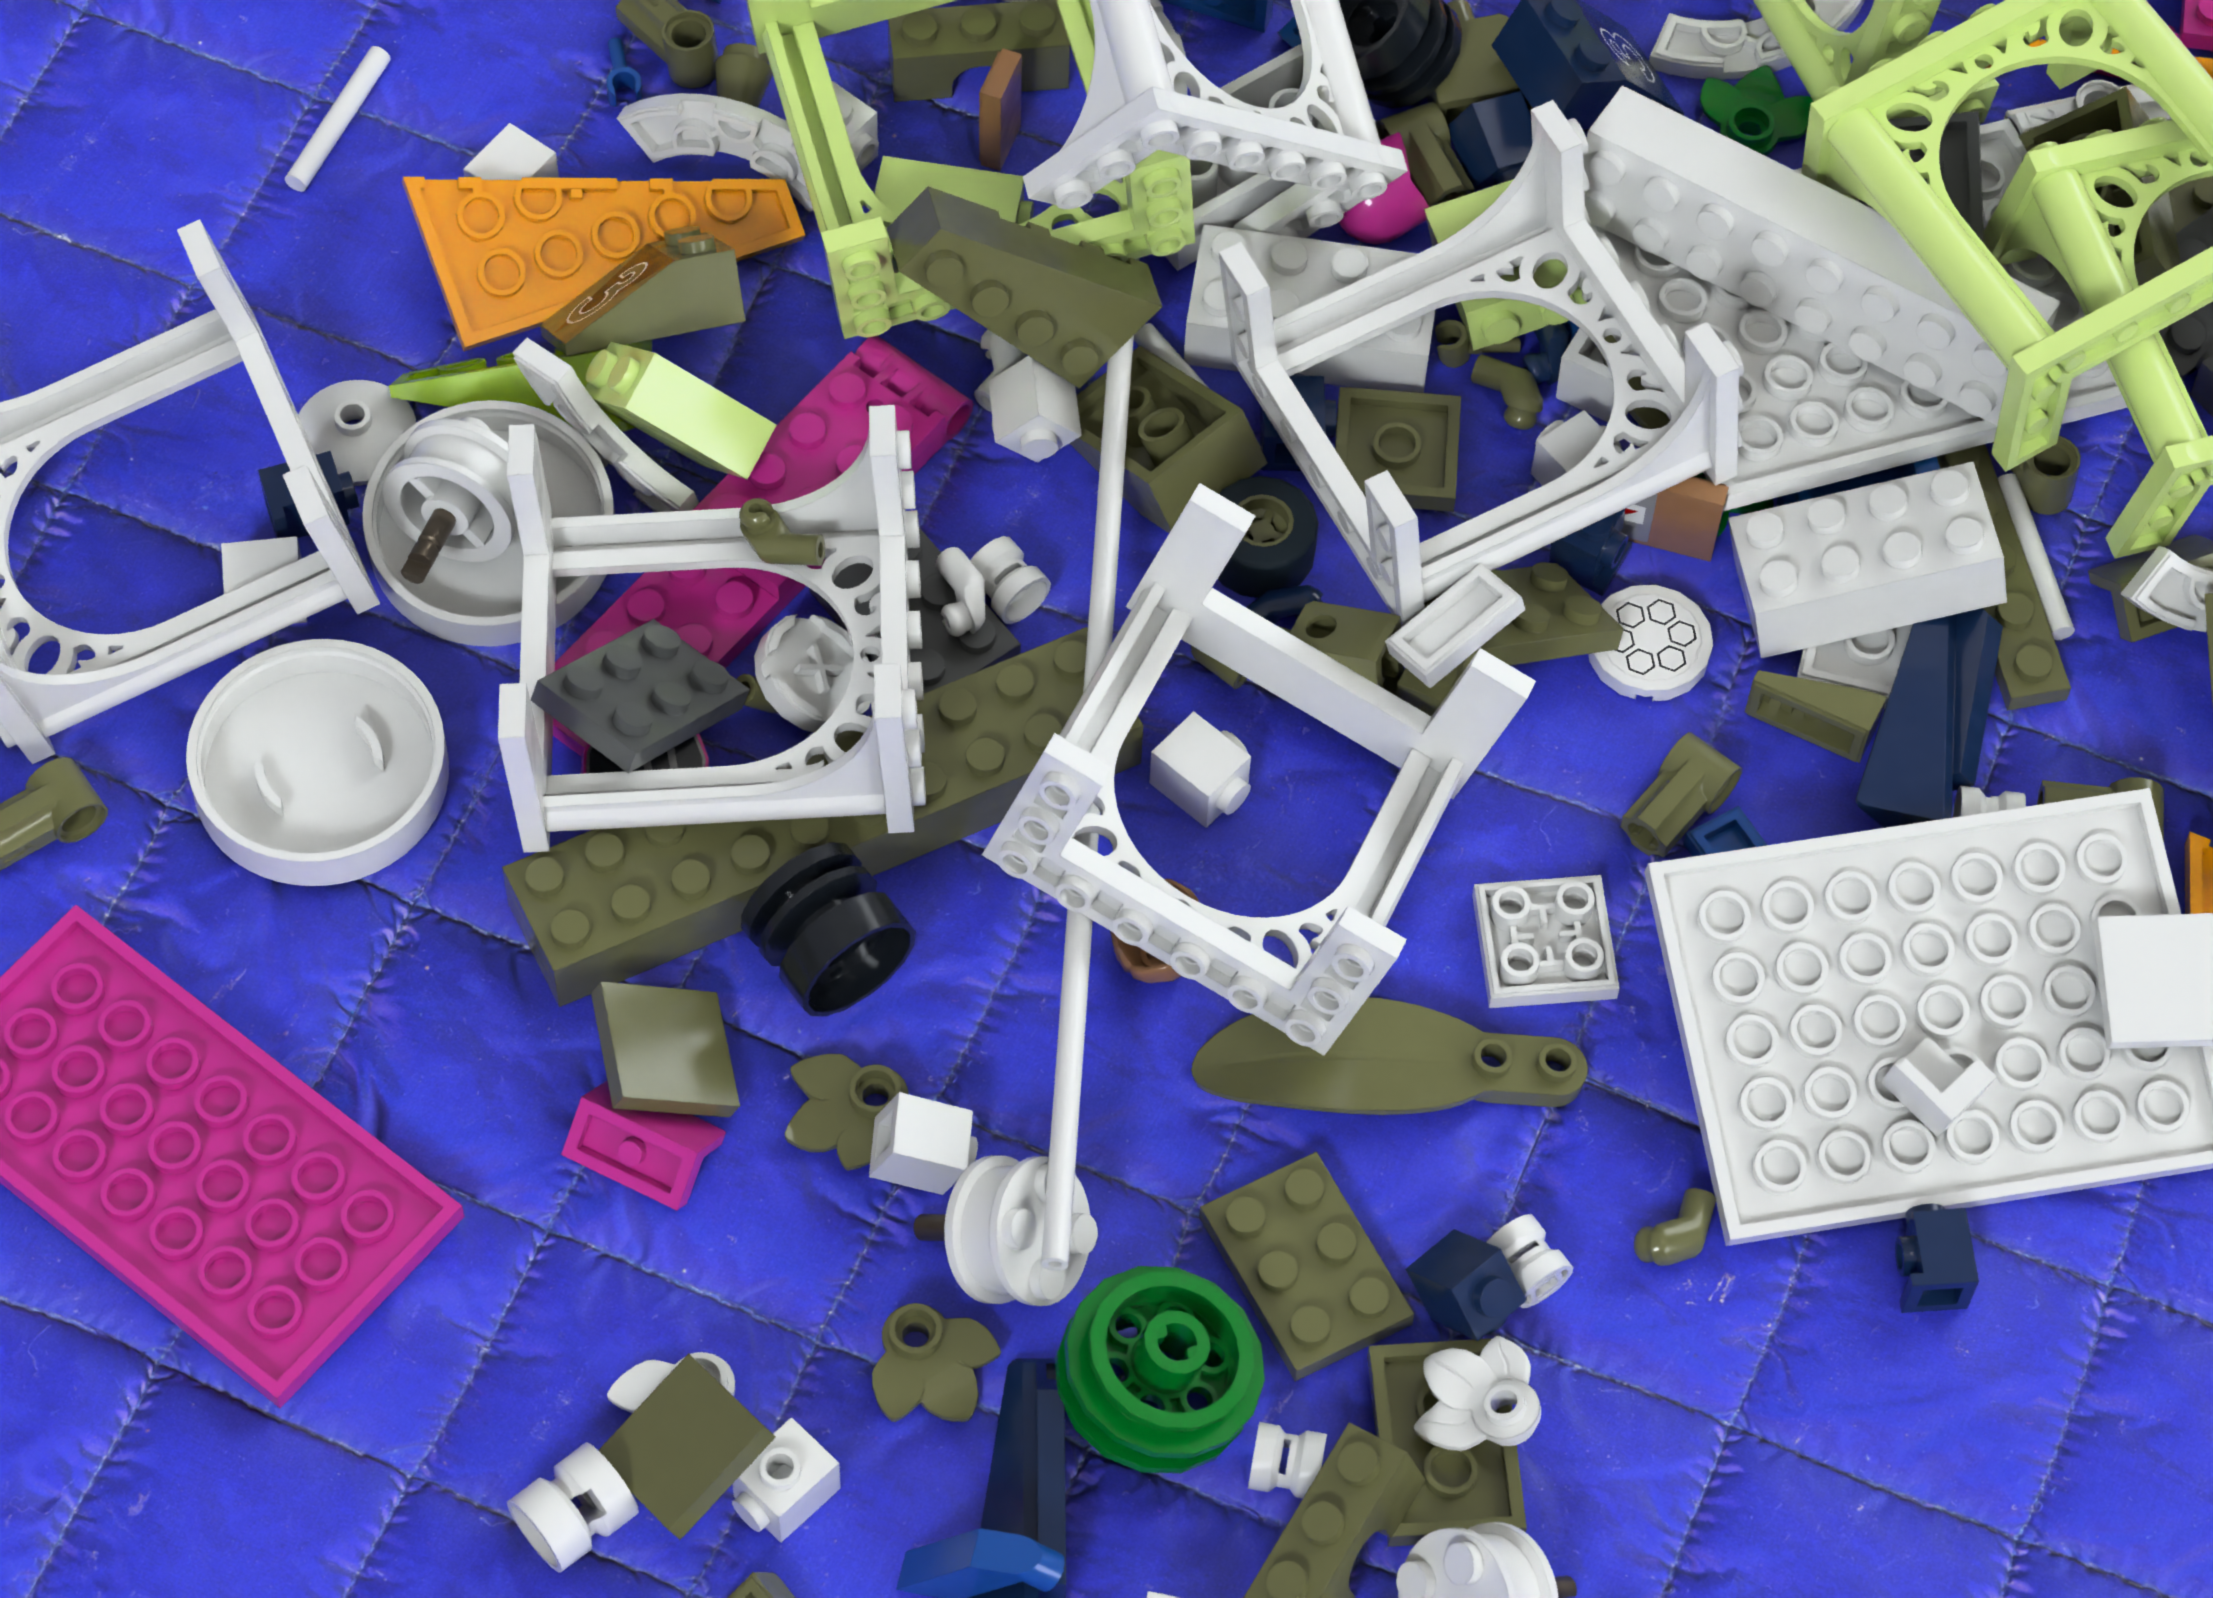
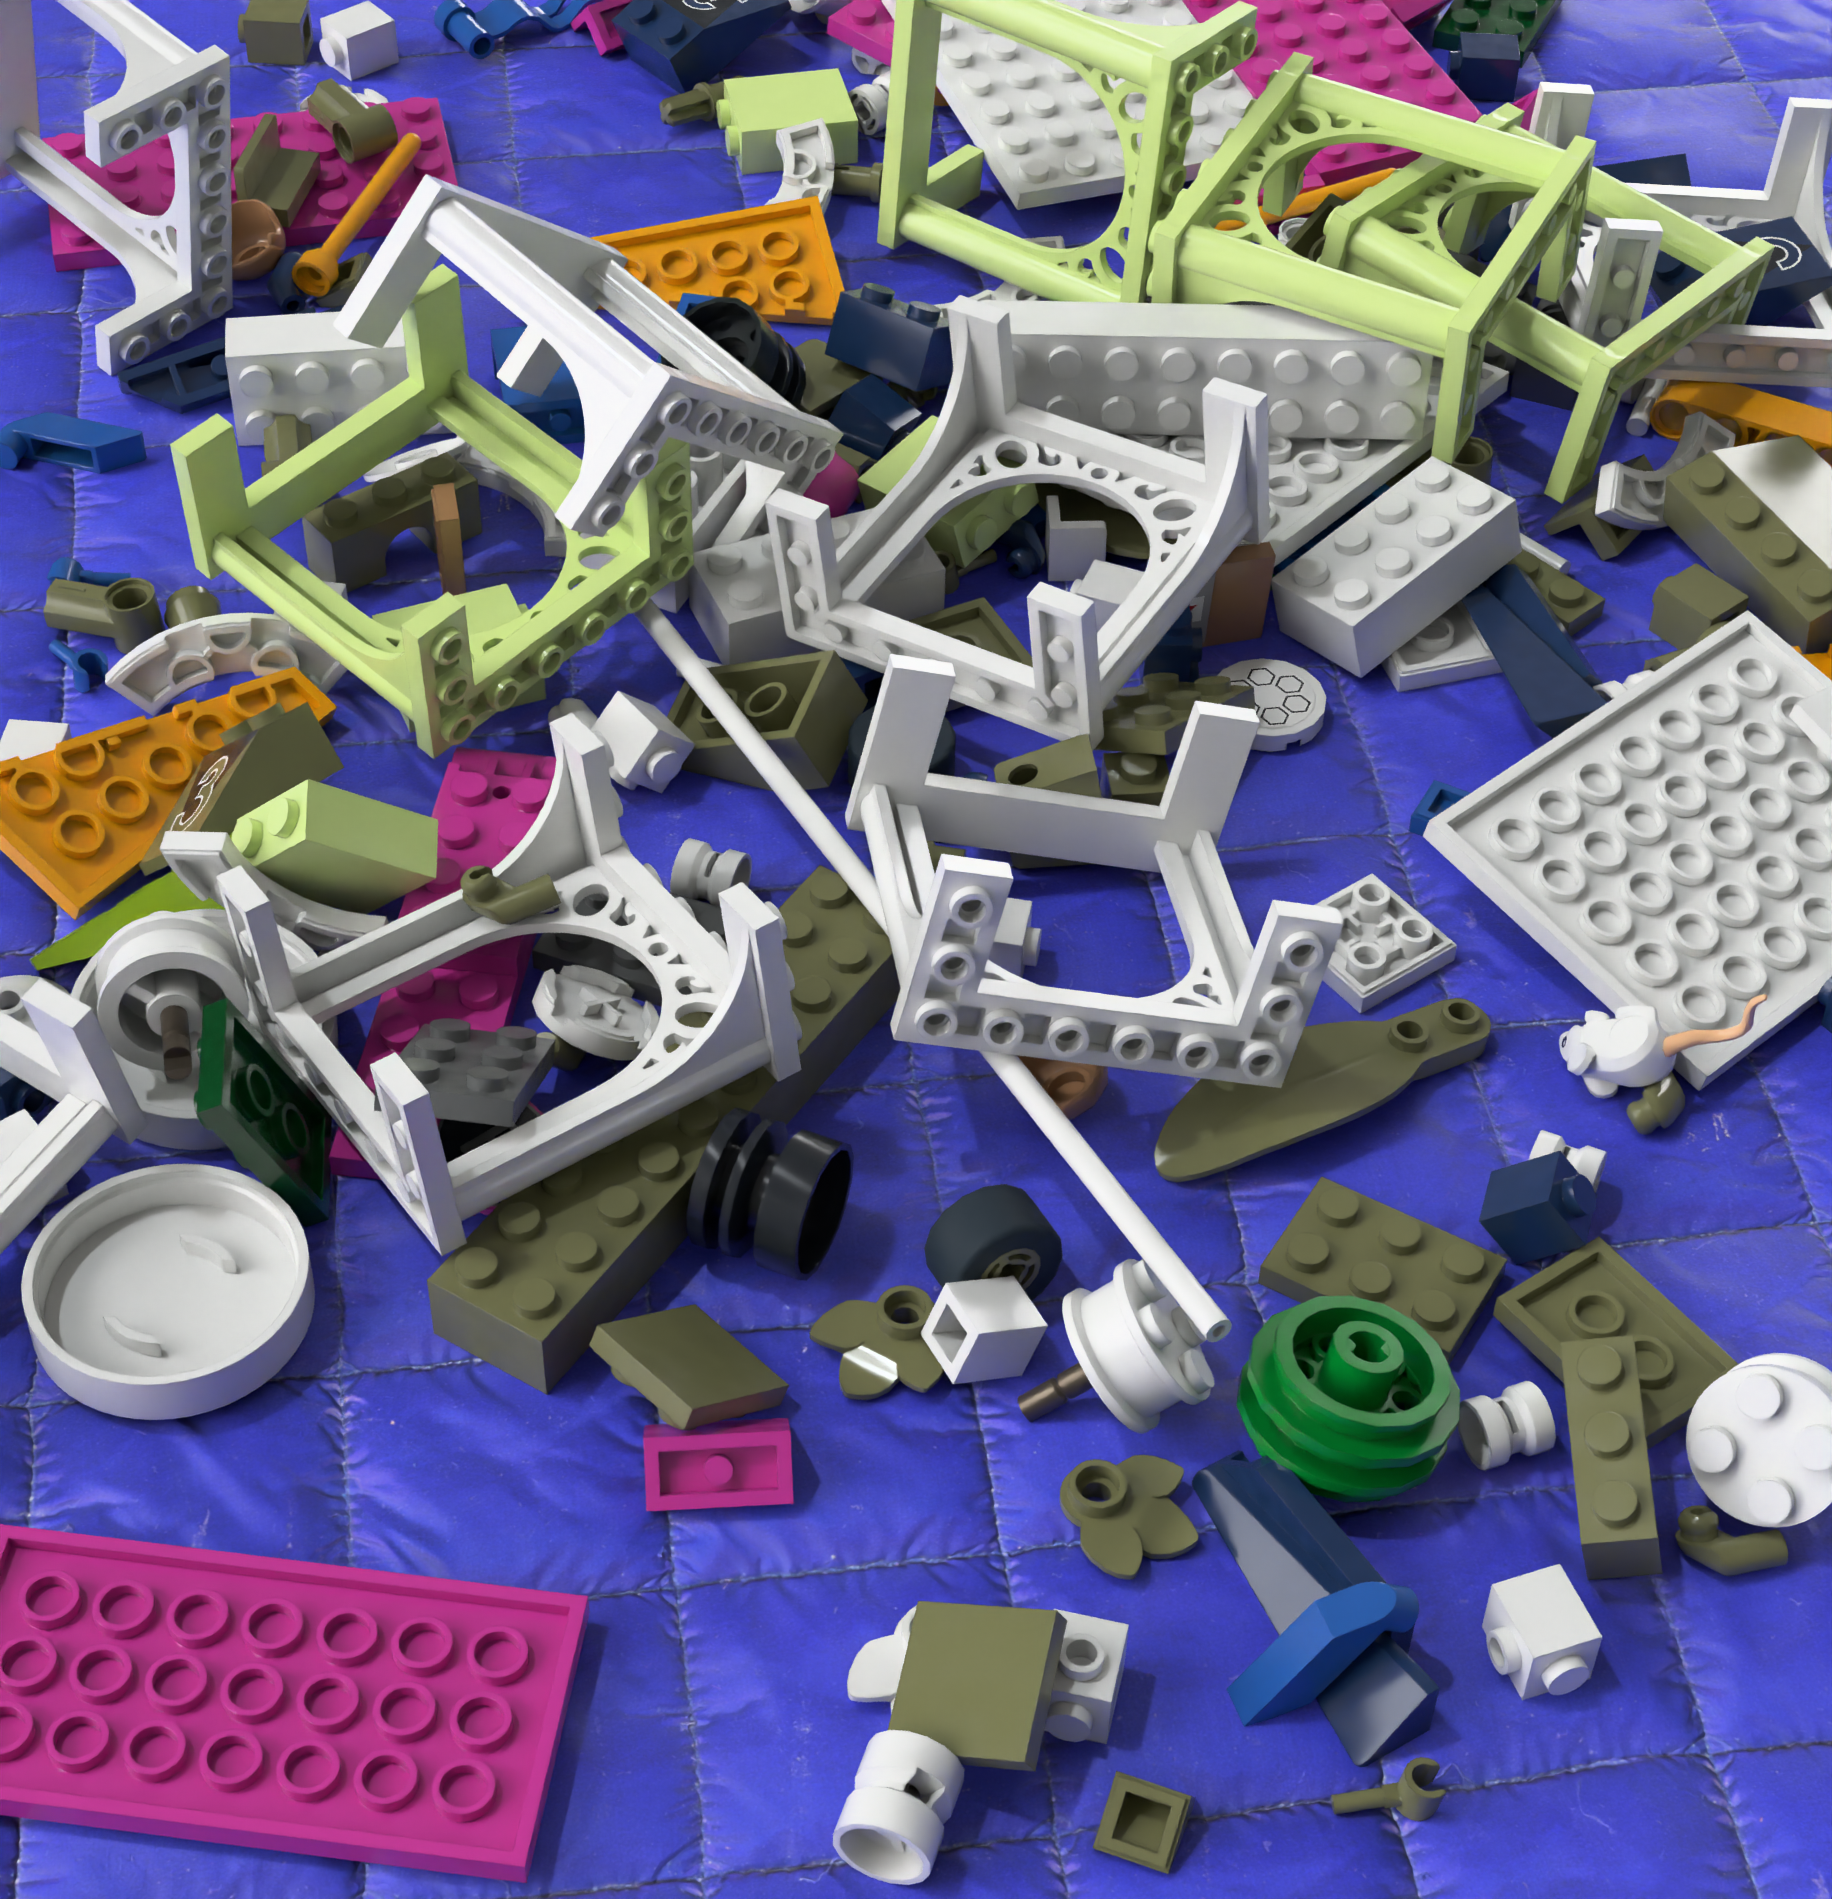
camera: 30 degrees left, 15 degrees down
(459, 642) = (263, 1112): none -> dark green plate
(969, 590) = (694, 886): white arm -> none
(978, 1071) = (994, 1236): none -> black wheel
(1031, 289) = (601, 627): olive wedge -> none
(1455, 625) = (1141, 716): white tile -> none
(1471, 1392) = (1624, 1285): white plate -> none
(1516, 386) = (1008, 577): olive arm -> none
(1671, 1181) = (1635, 1047): none -> white animal
(1687, 784) = (1386, 785): olive piece -> none
(1817, 711) = (1470, 692): olive slope -> none
(1936, 1085) = (1778, 888): white panel -> none
(2147, 743) = (1691, 604): none -> olive brick

